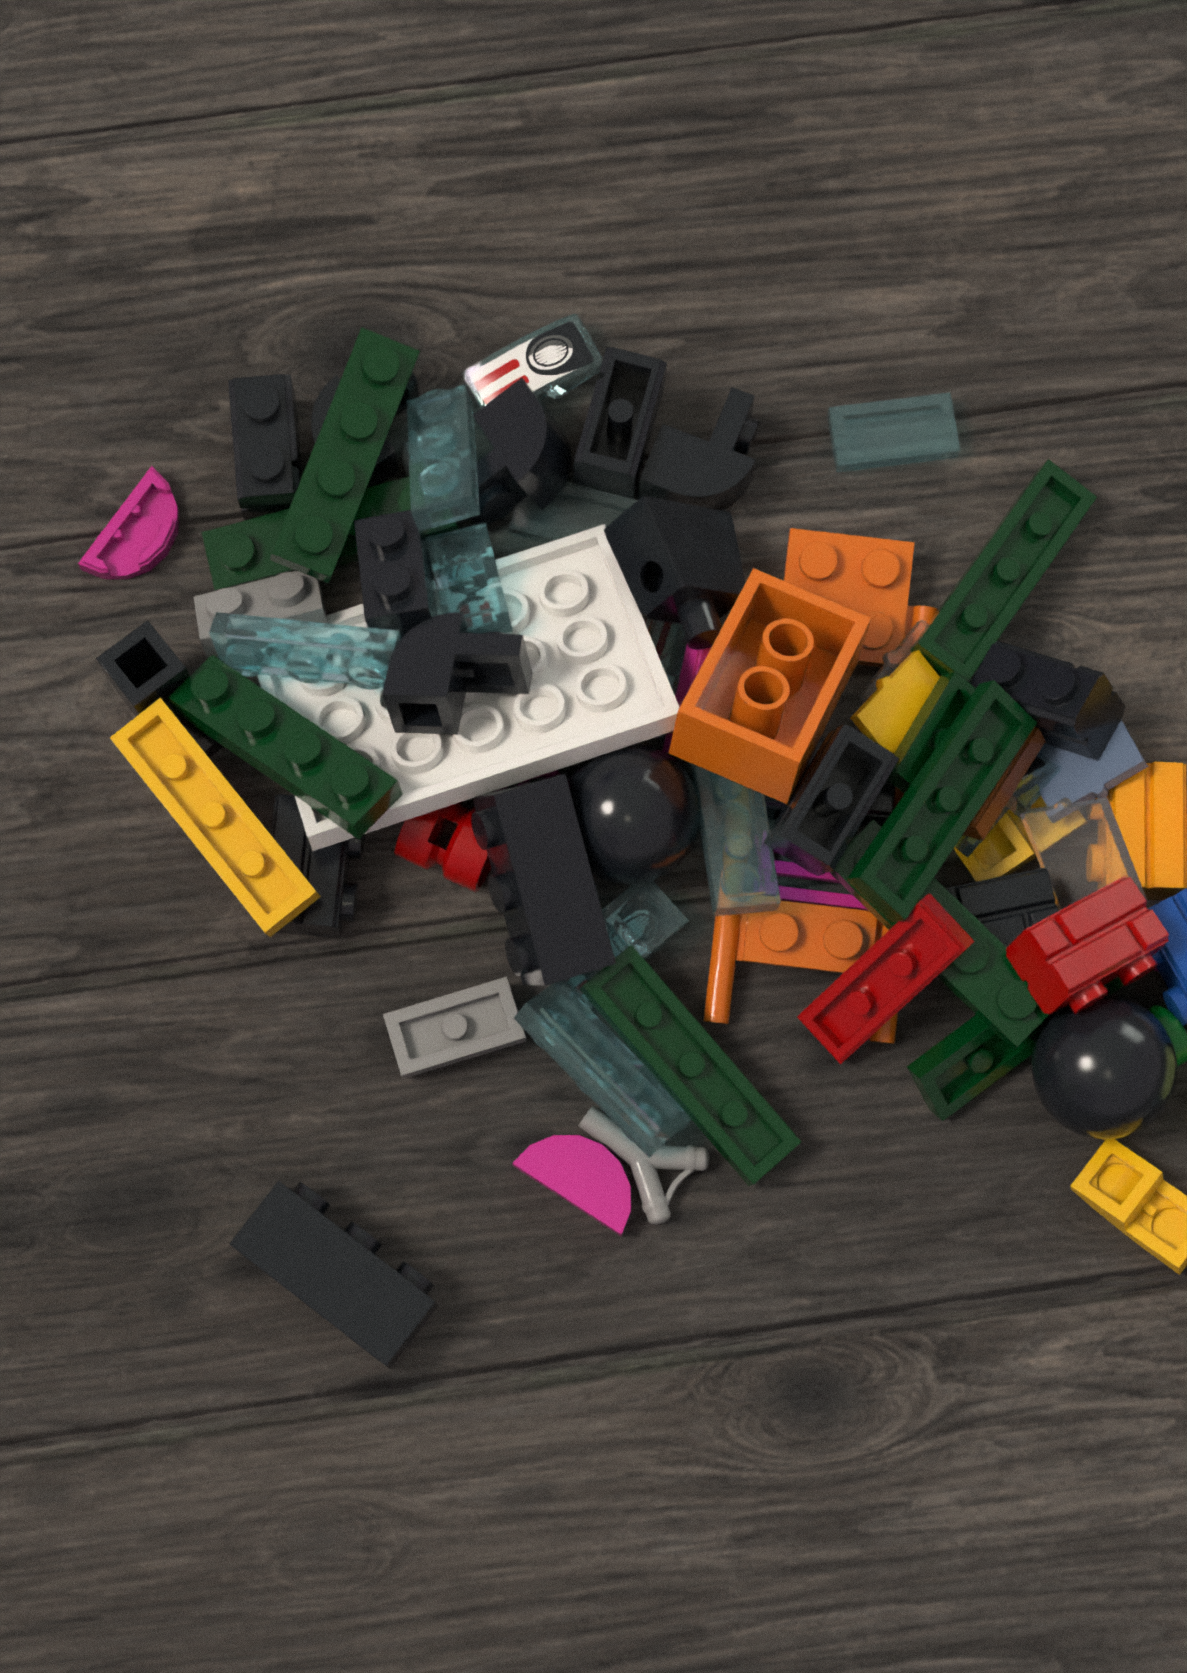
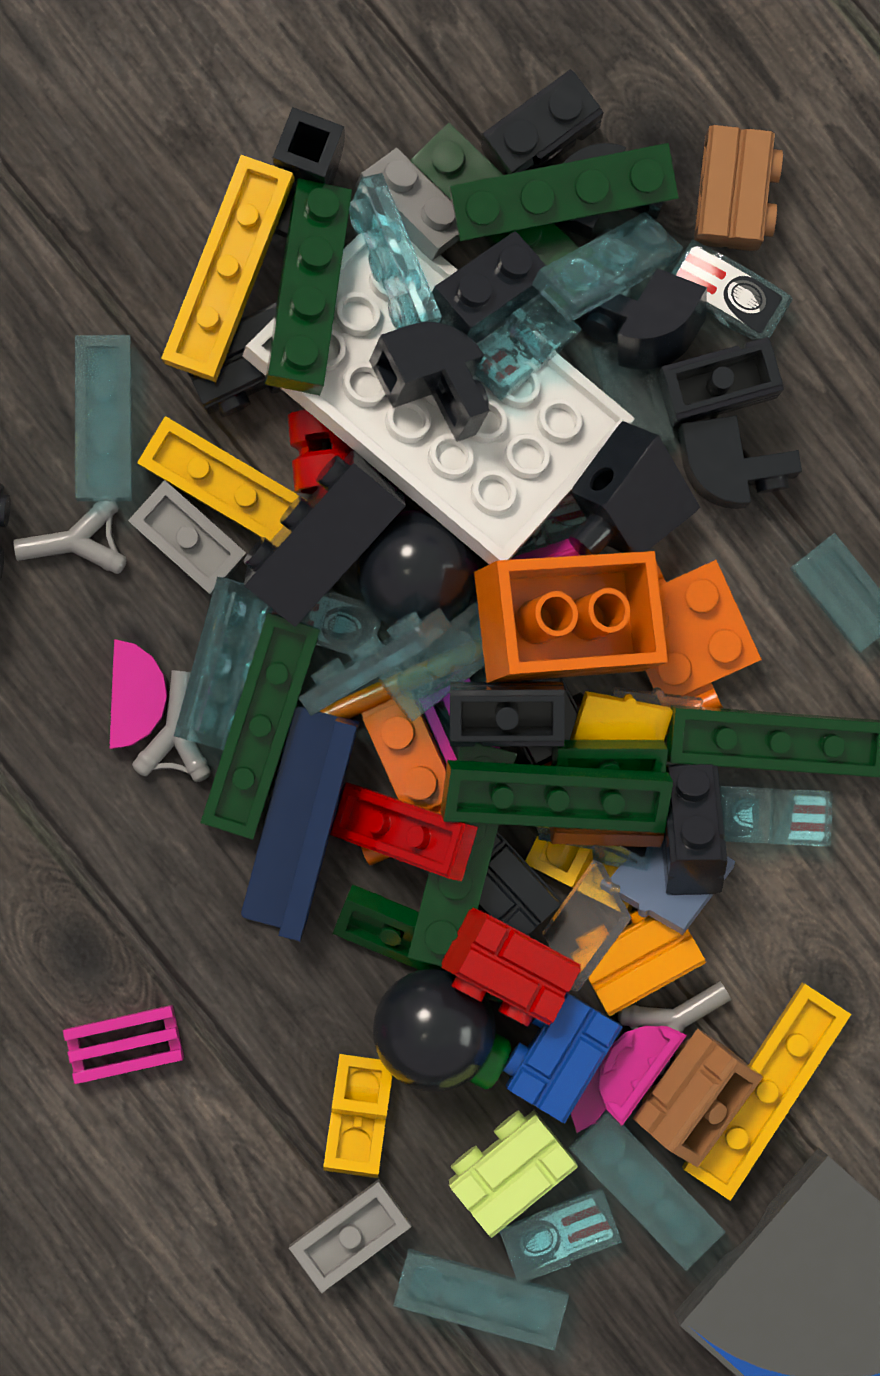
camera: 60 degrees right, 10 degrees up
(137, 534) = (423, 76): dark pink tile -> none
(281, 1039) = (103, 418): none -> clear light blue plate
(388, 1142) = (78, 541): none -> light grey piece
(417, 961) = (217, 479): none -> yellow plate
(439, 303) = (735, 188): none -> medium nougat brick
(695, 904) = (373, 659): none -> clear light blue plate
(812, 1083) = (299, 821): none -> dark blue panel
(951, 1349) = (77, 1054): none -> dark pink tile
(1078, 614) = (777, 816): none -> clear light blue slope

